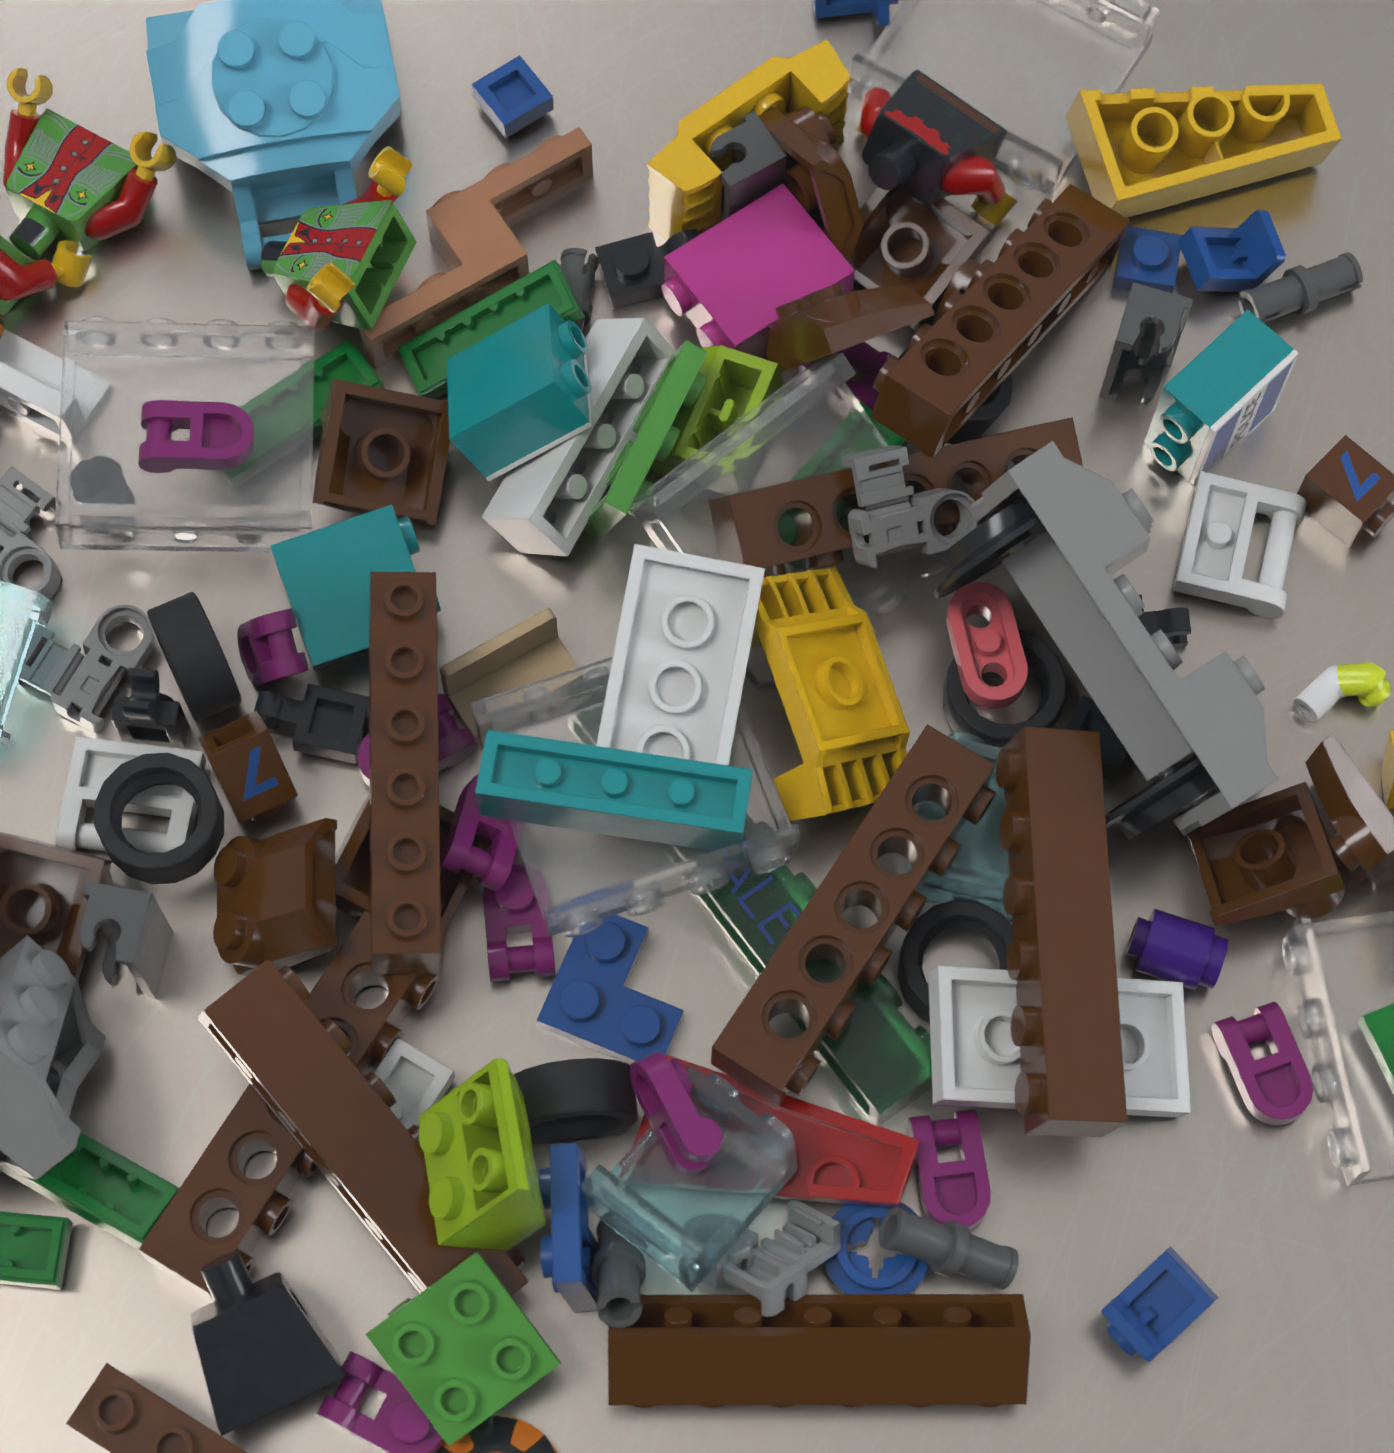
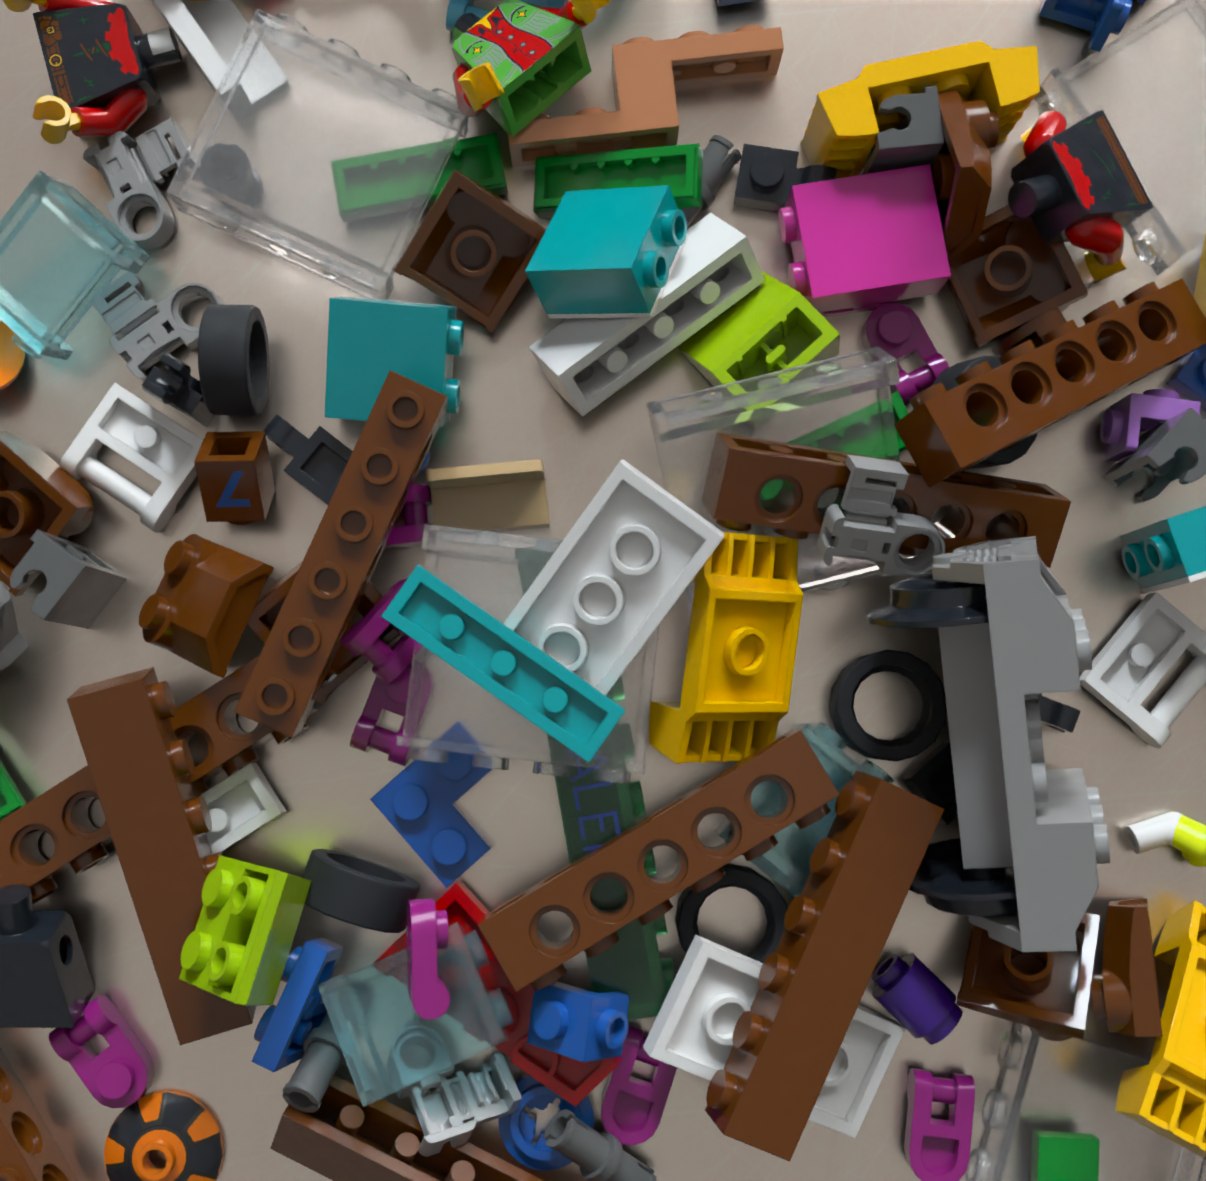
camera: 25 degrees right, 15 degrees up
(138, 776) = (98, 474): black tyre -> none
(218, 436) = (332, 177): magenta plate -> none
(270, 648) = (303, 385): magenta plate -> none
(463, 1348) = (173, 1052): bright green hinge -> none
(655, 438) = (741, 314): bright green wing -> none
(834, 321) = (909, 326): reddish brown slope -> none
(855, 1109) = (578, 1022): none -> blue bracket
(988, 648) = (895, 672): coral plate -> none
(1096, 326) = (1139, 414): none -> medium lavender bracket

